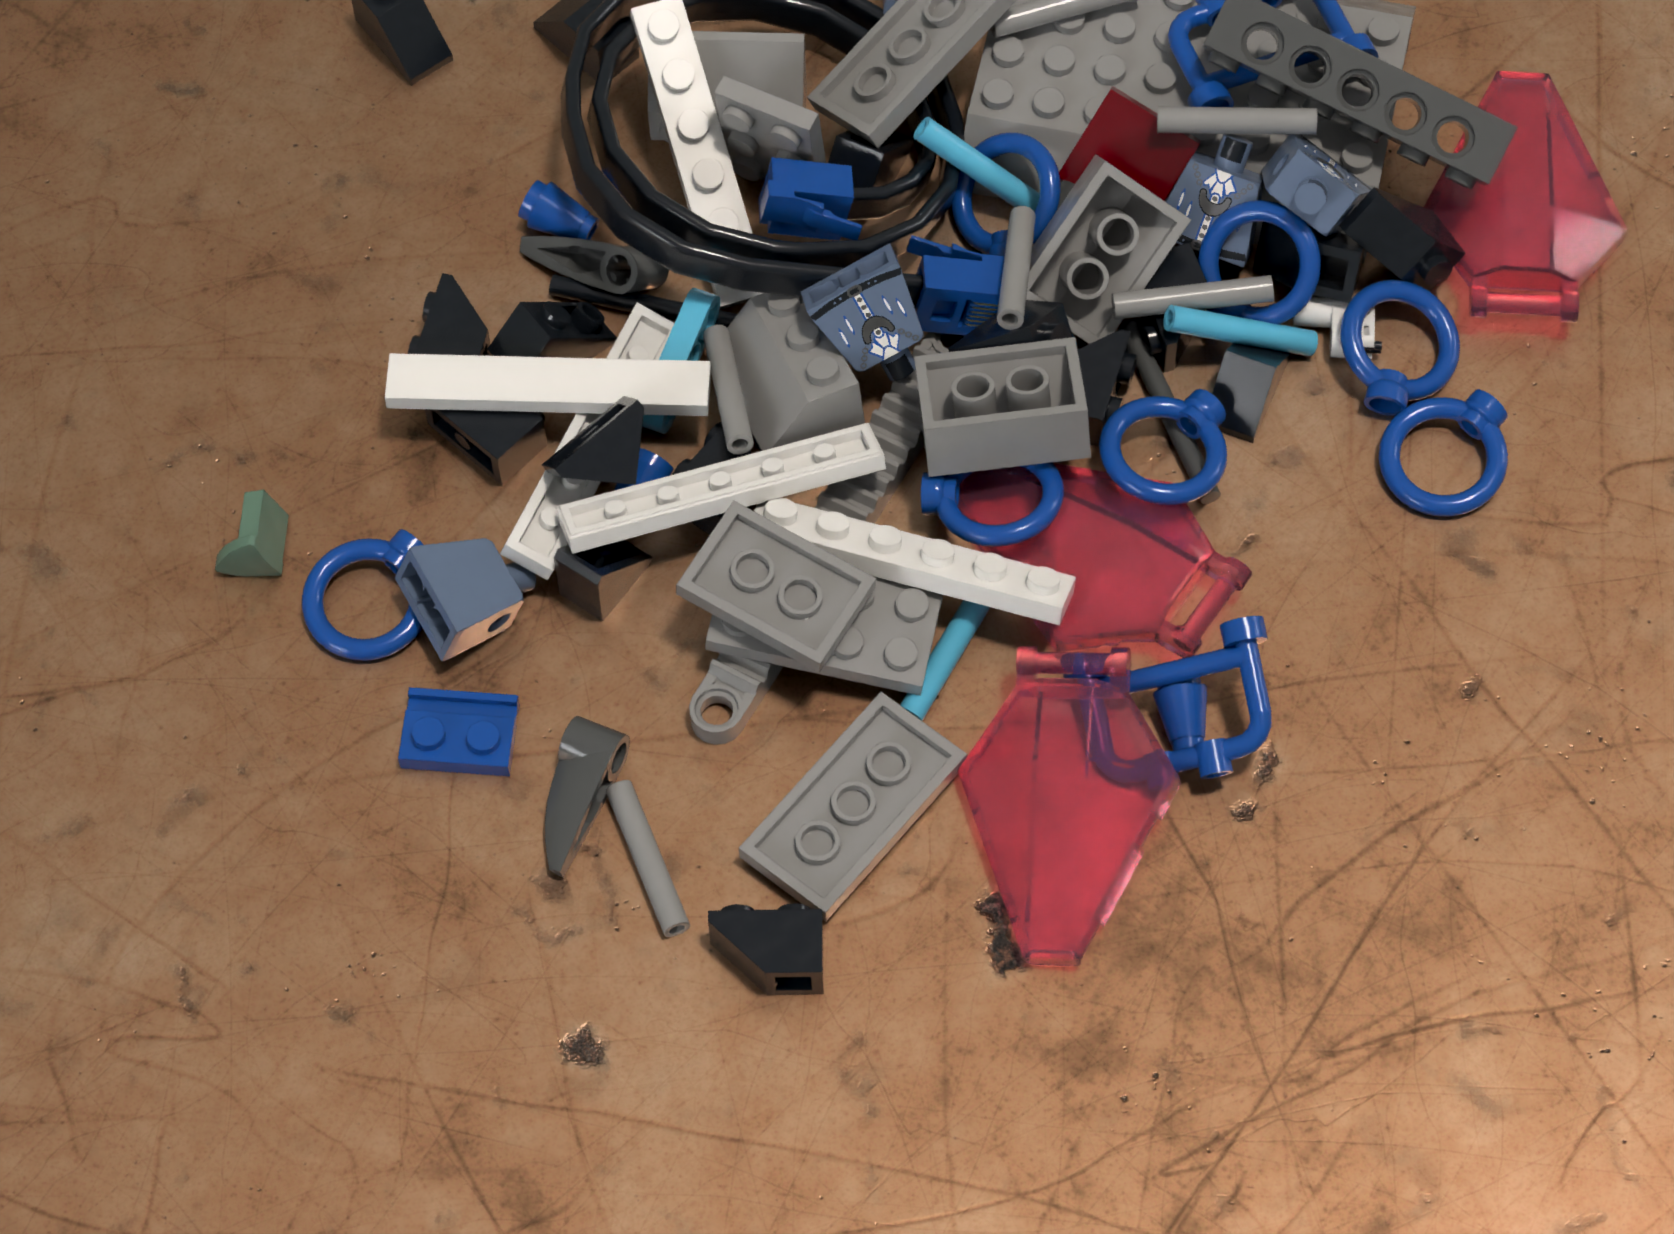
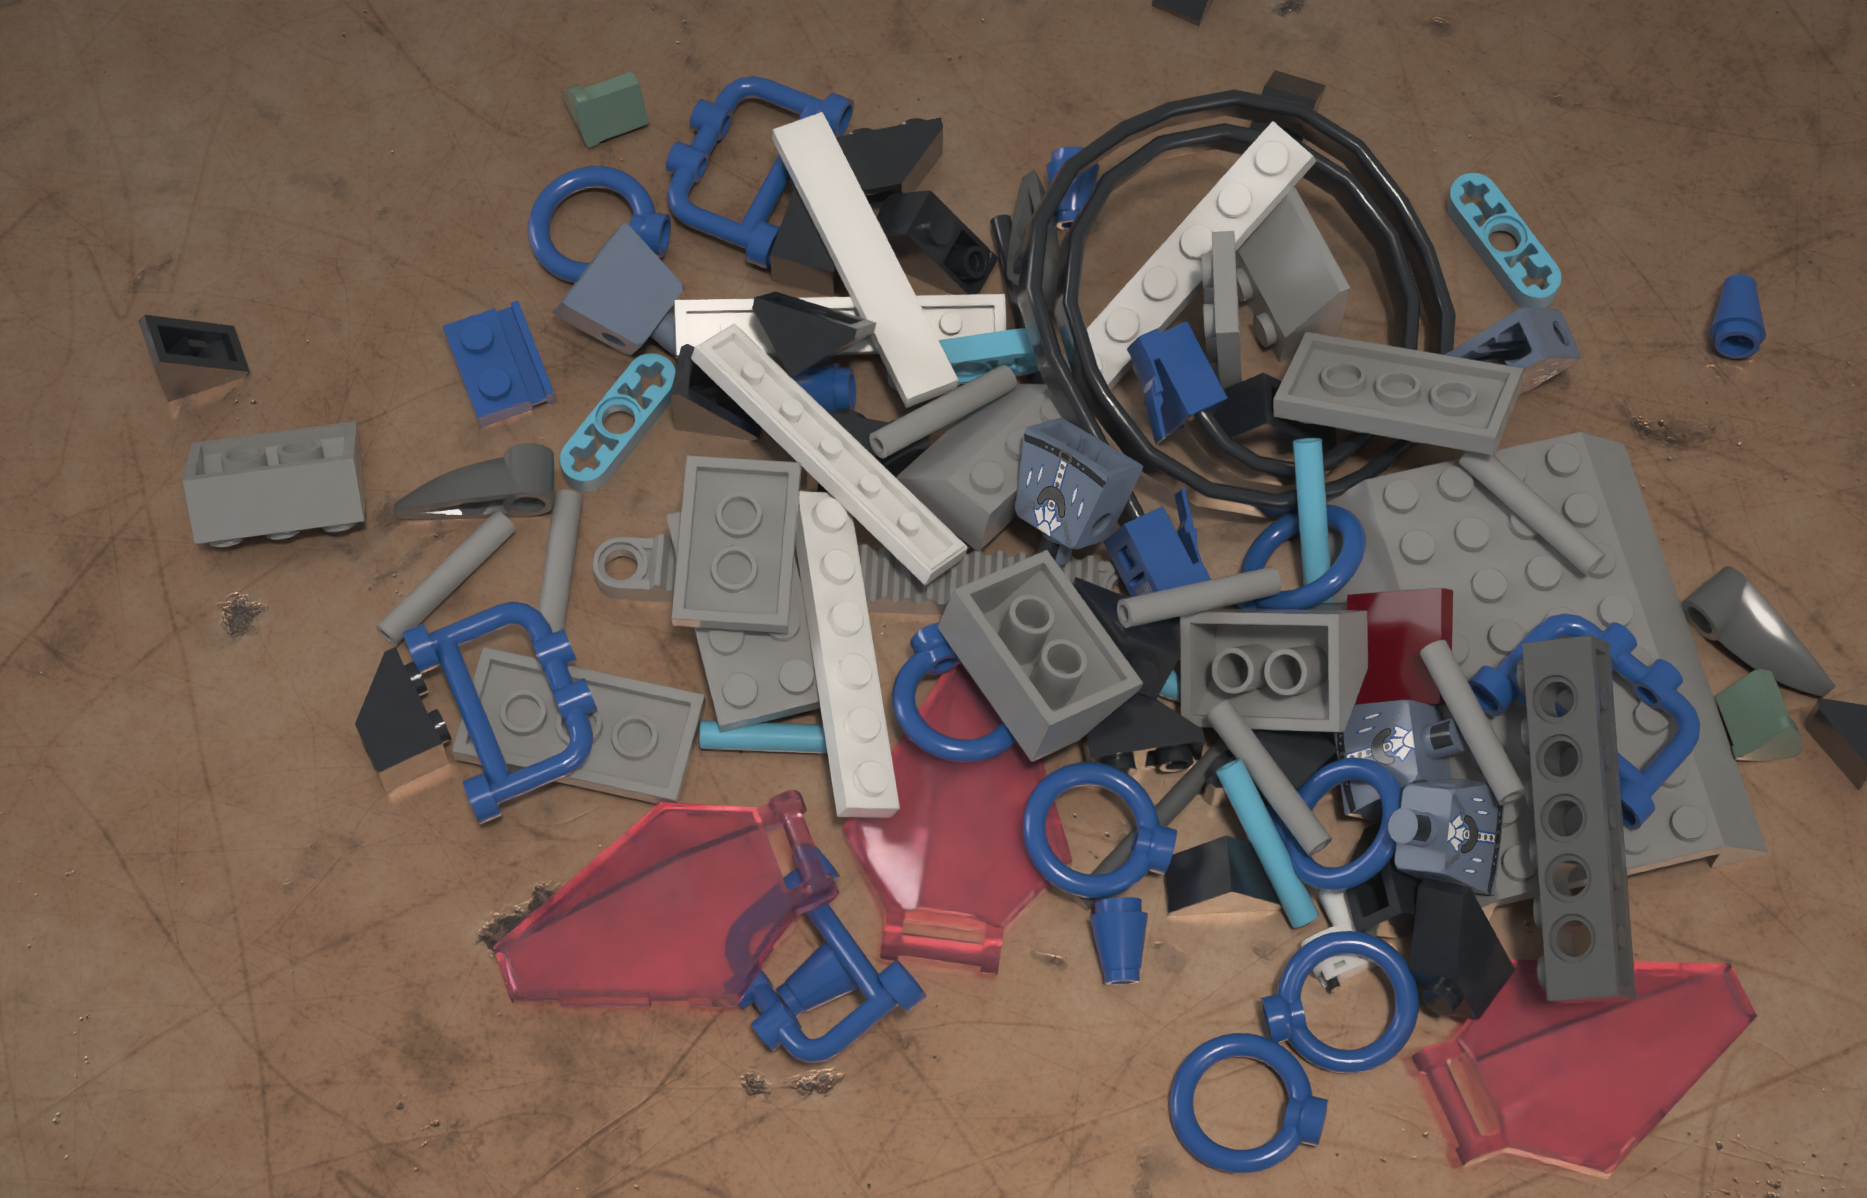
camera: 60 degrees right, 5 degrees up
(305, 982) = (192, 354): none -> black slope
(350, 494) = (712, 124): none -> blue bar
(477, 955) = (275, 484): none -> light grey slope
(578, 635) = (582, 442): none -> medium azure beam
(694, 766) = (560, 557): none -> light grey piece
(782, 789) = (573, 699): none -> blue bar
(1261, 478) = (1120, 938): none -> blue cone

